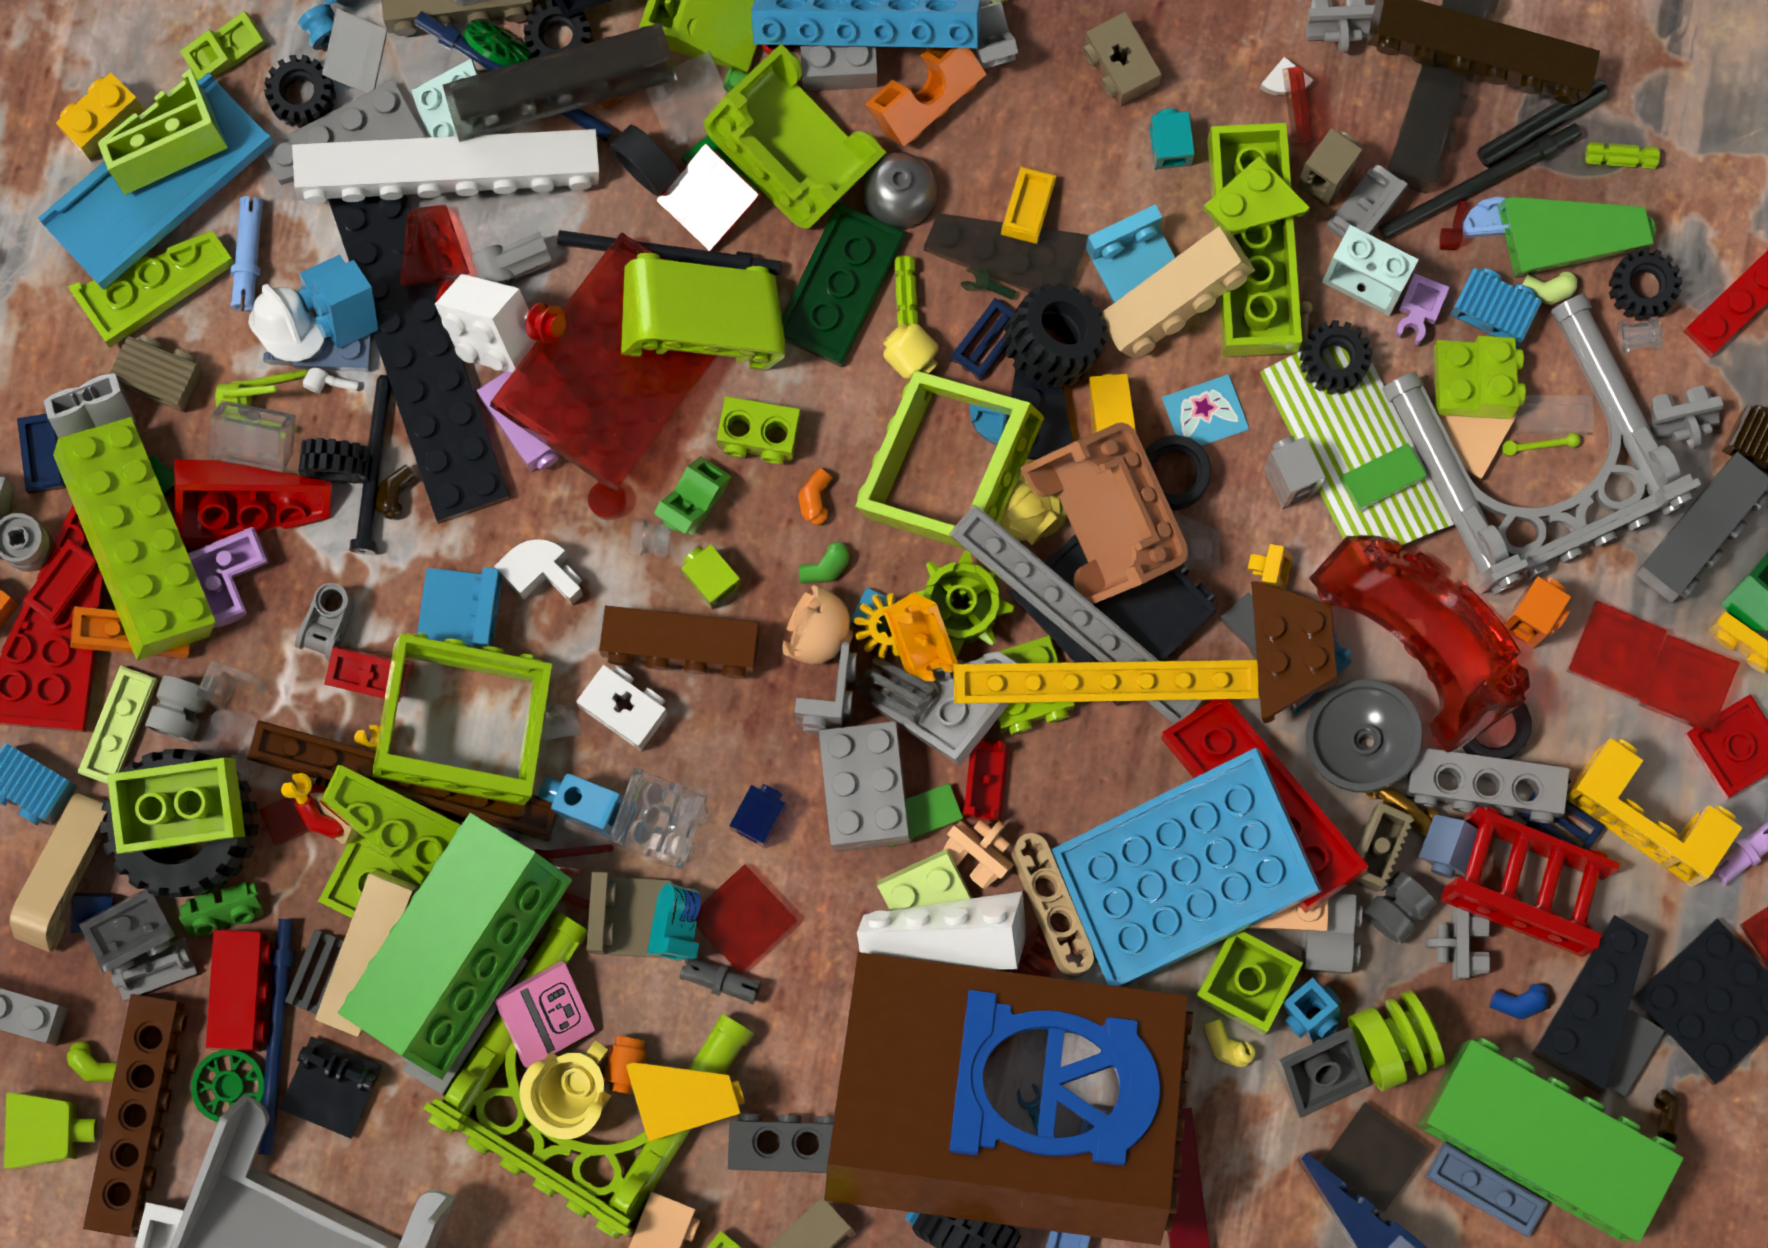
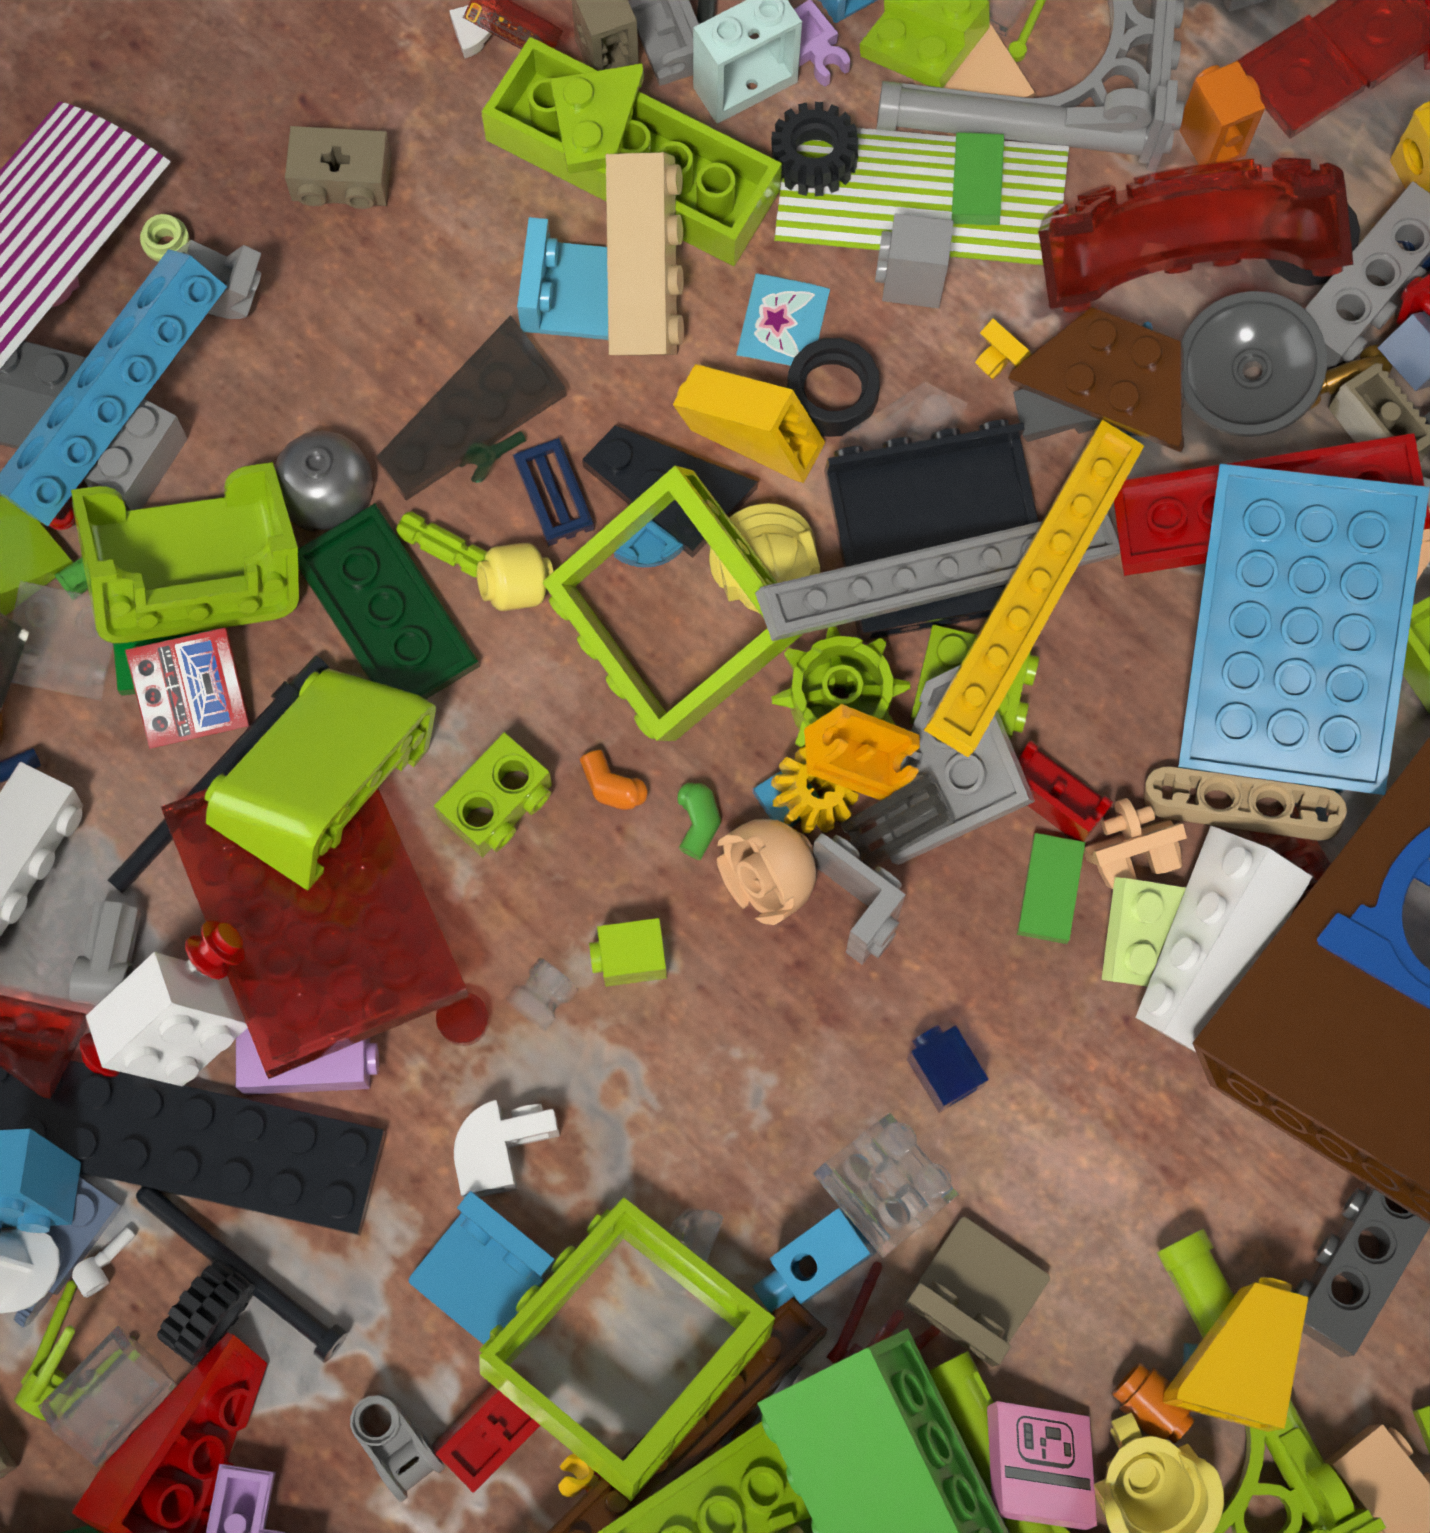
camera: 60 degrees left, 5 degrees down
(390, 490) = (284, 1268): dark brown arm -> none
(633, 726) = (752, 1151): white brick -> none
(644, 160) = (94, 729): black tyre -> none
(675, 923) = (1021, 1240): teal leg -> none
(679, 640) = (686, 1032): reddish brown brick -> none
(693, 497) = (526, 914): bright green brick -> none
(721, 980) = (1114, 1230): dark grey pin -> none
(743, 919) = (1054, 1161): clear red tile -> none
(864, 786) = (987, 925): light grey brick -> none
(906, 114) = (240, 416): orange arch -> none
(1028, 205) = (433, 357): yellow tile -> none
(1070, 317) = (603, 410): black tyre -> none
(1112, 509) = (851, 461): nougat windscreen -> none
(1171, 139) = (462, 170): teal brick -> none

